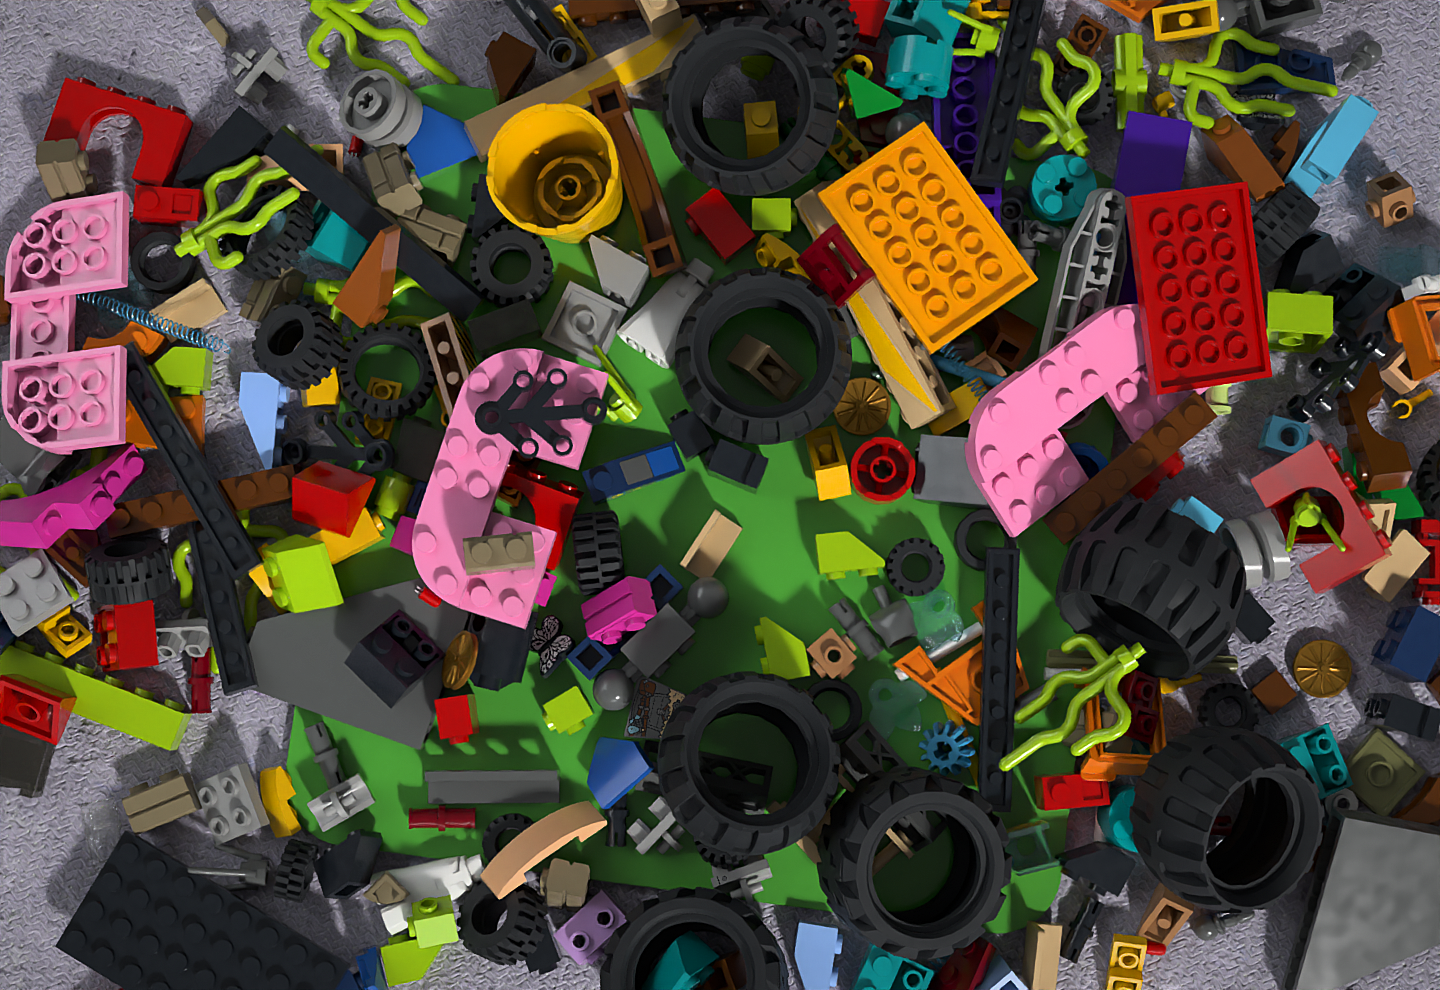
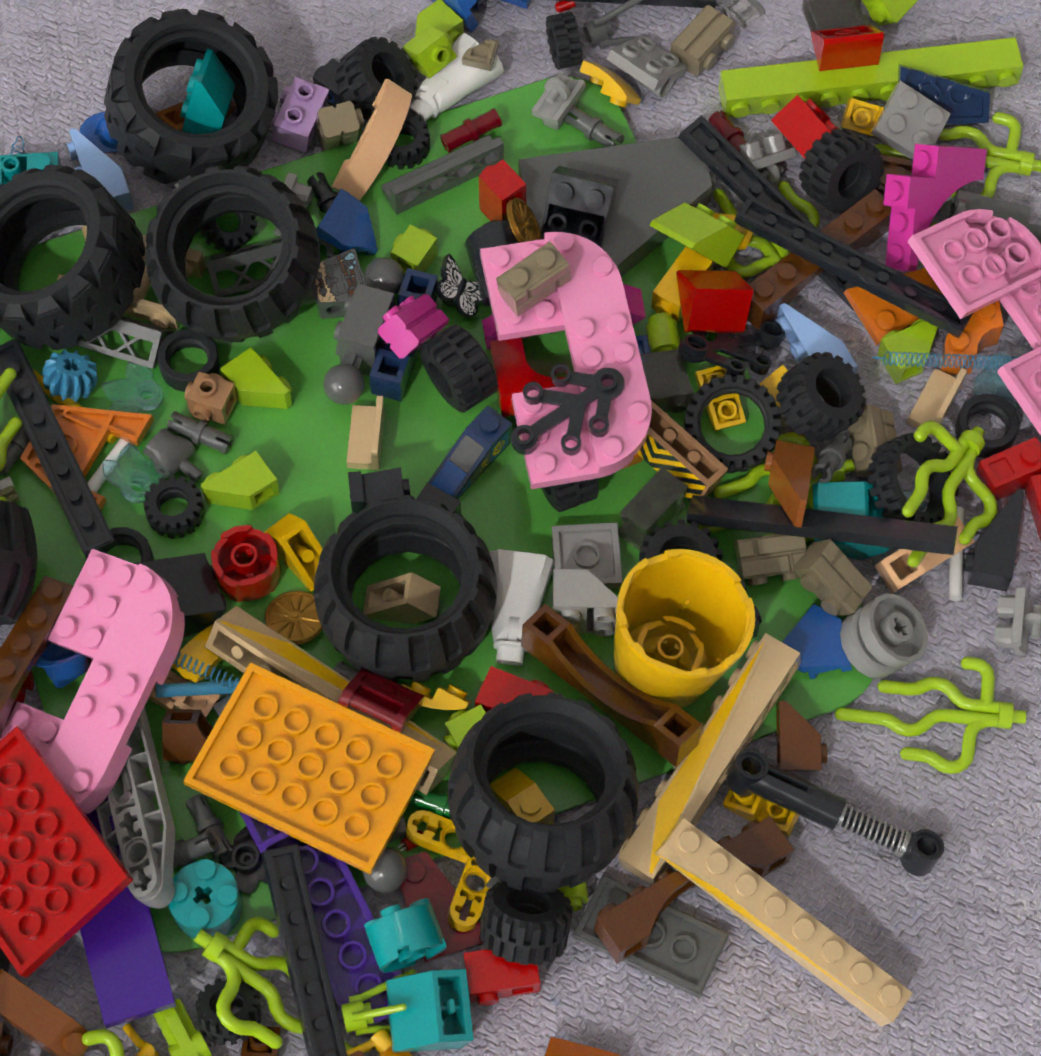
camera: 150 degrees right, 20 degrees down
(324, 287) = (832, 458): none -> dark grey pin
(349, 865) = (524, 61): black slope -> none
(623, 401) = (513, 505): lime plant -> none
(864, 96) = (440, 882): green slope -> none

